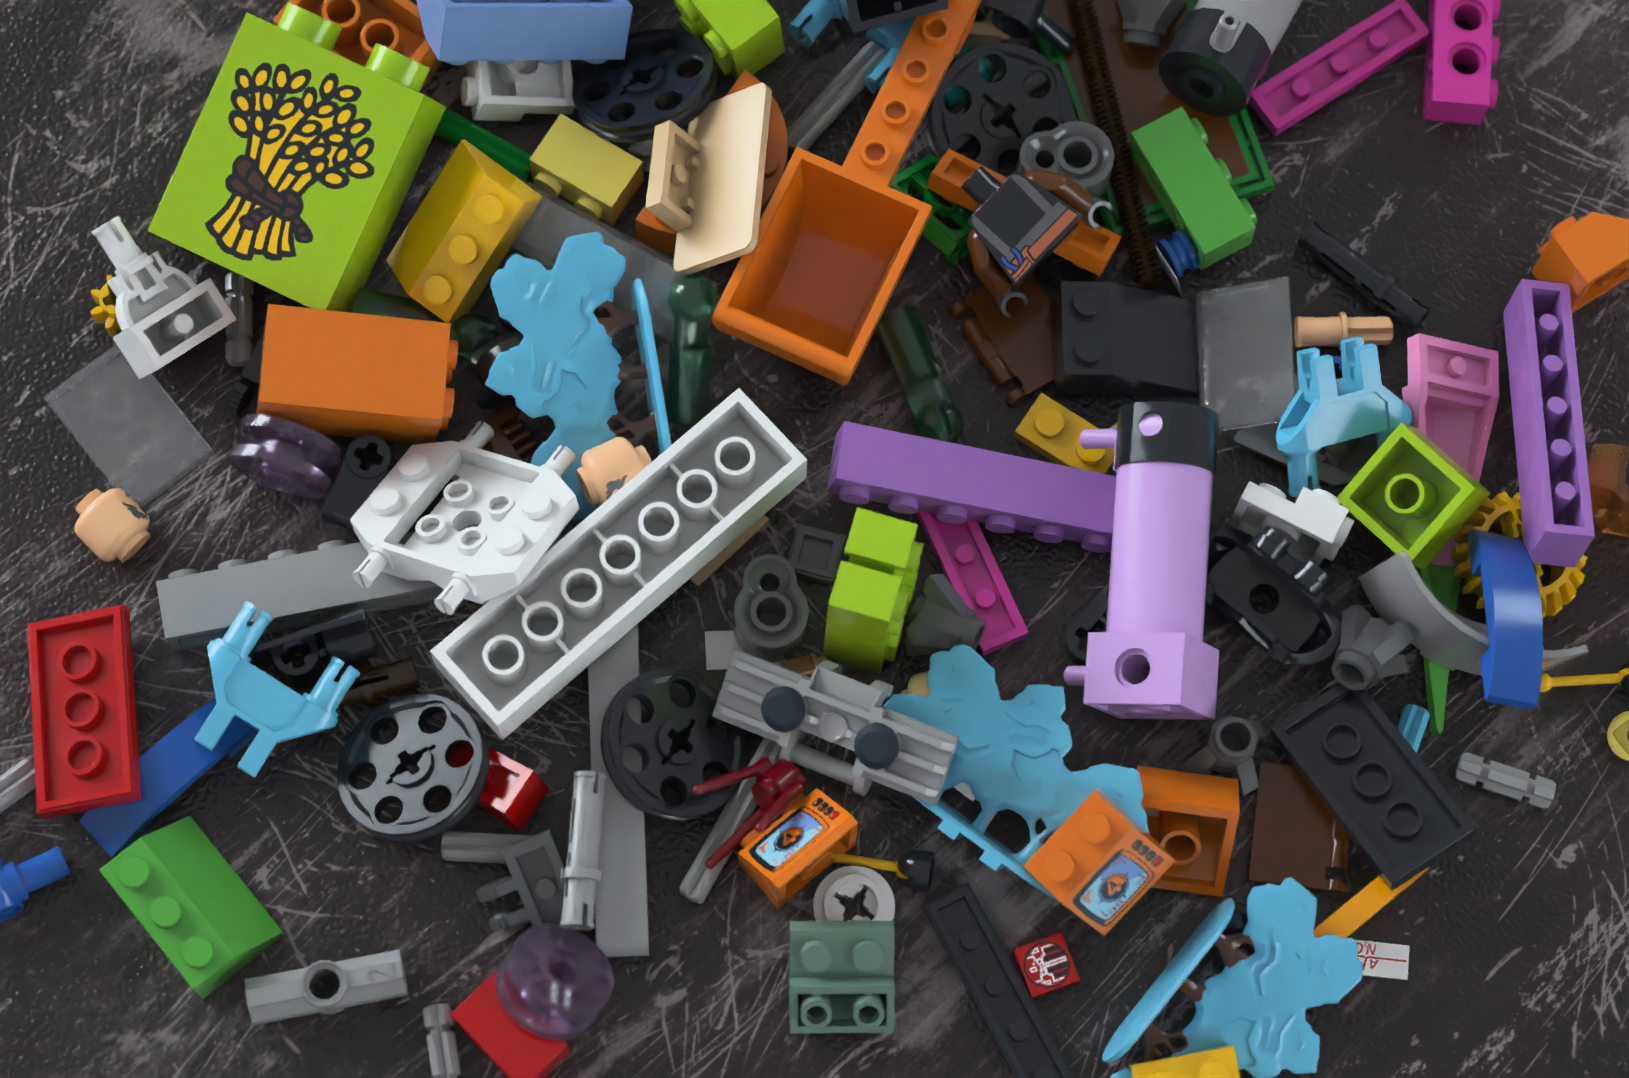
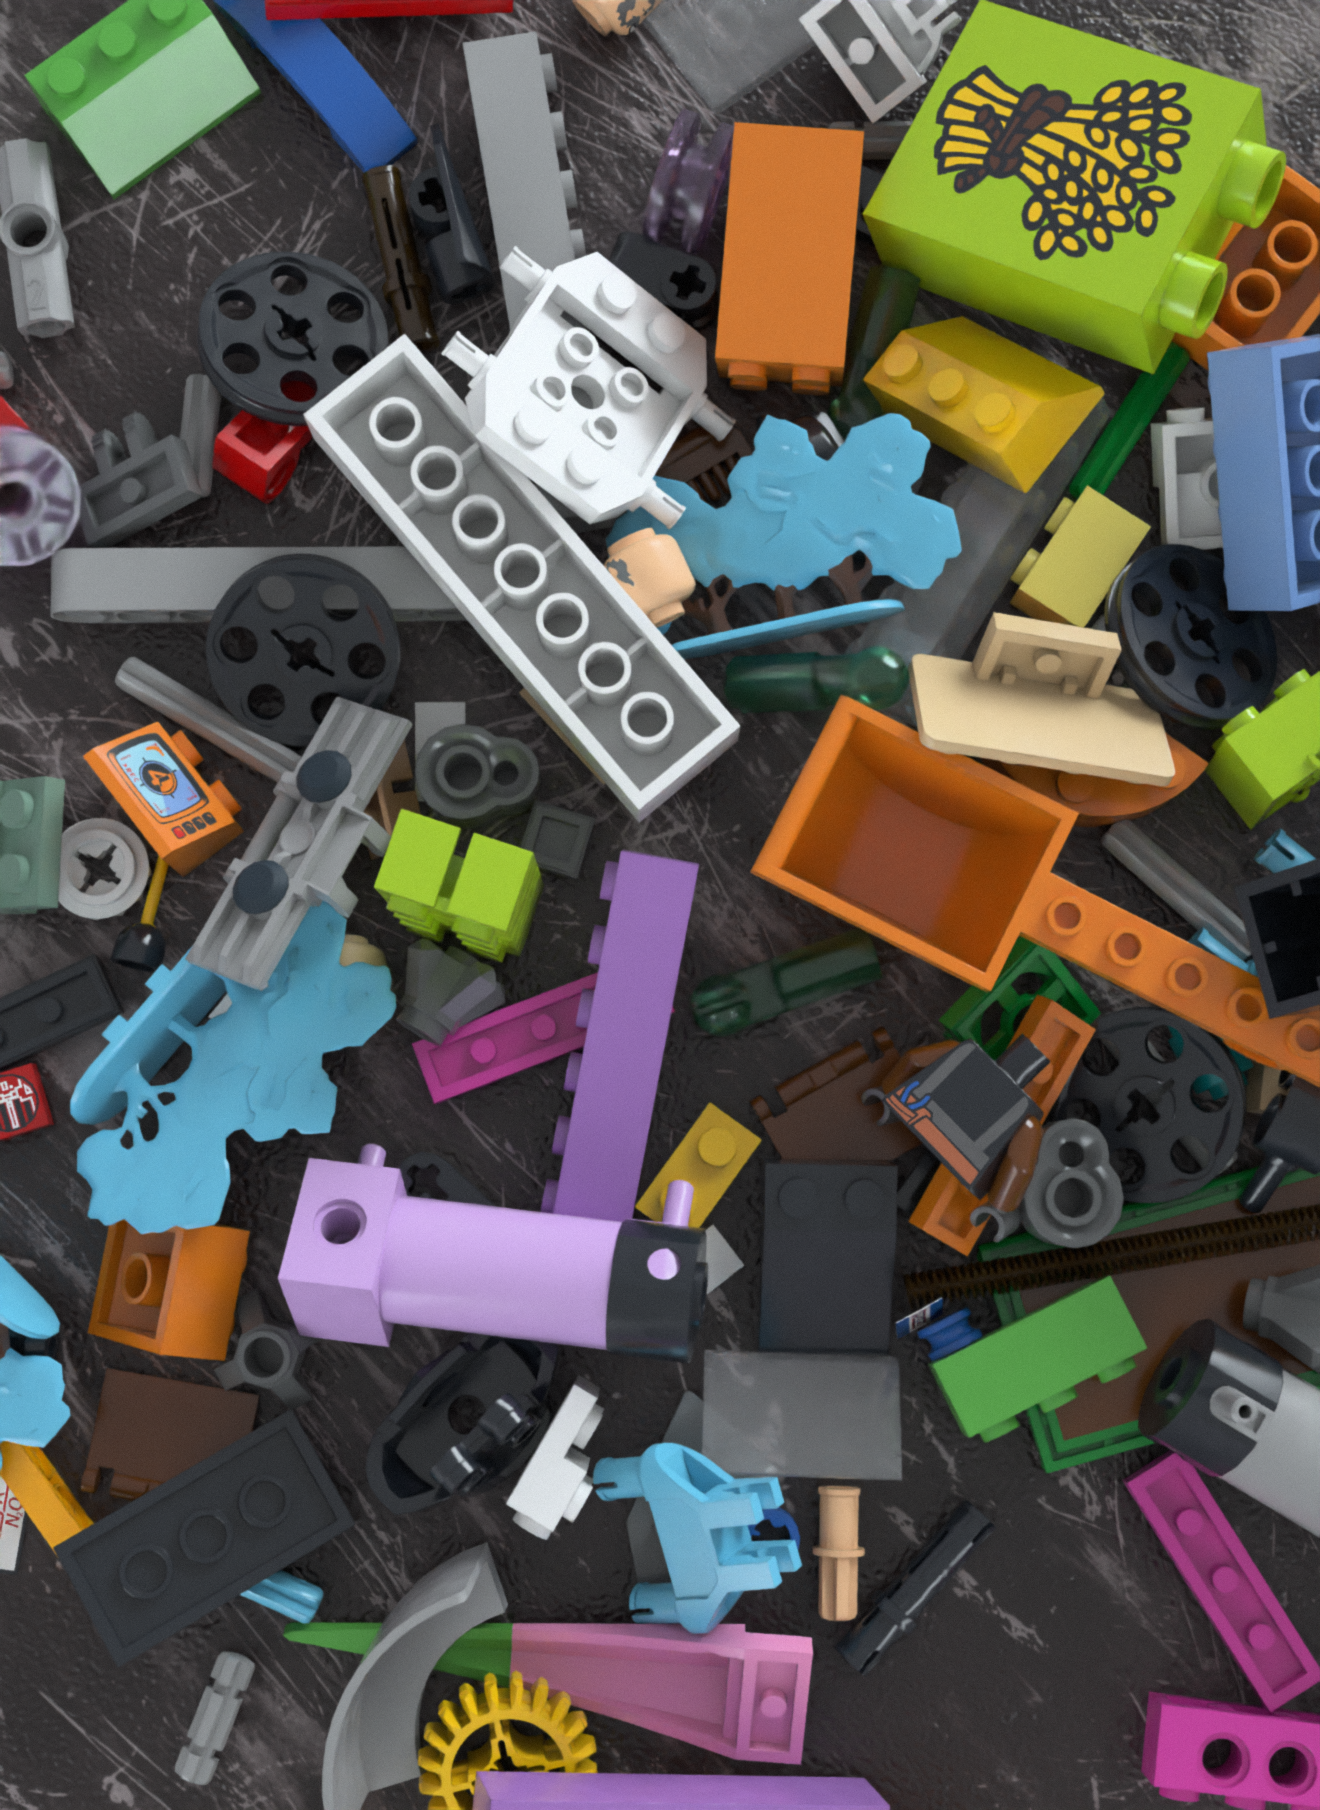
camera: 95 degrees right, 10 degrees up
(261, 699) = (375, 152): medium azure connector -> none
(582, 870) = (161, 530): light grey pin -> none
(773, 791) = (238, 773): dark red plant -> none
(1099, 862) = (102, 1163): orange slope -> none
(1369, 648) = (380, 1547): dark grey rock -> none
(1412, 495) = (578, 1623): lime brick -> none
(1512, 617) = (387, 1743): blue slope -> none

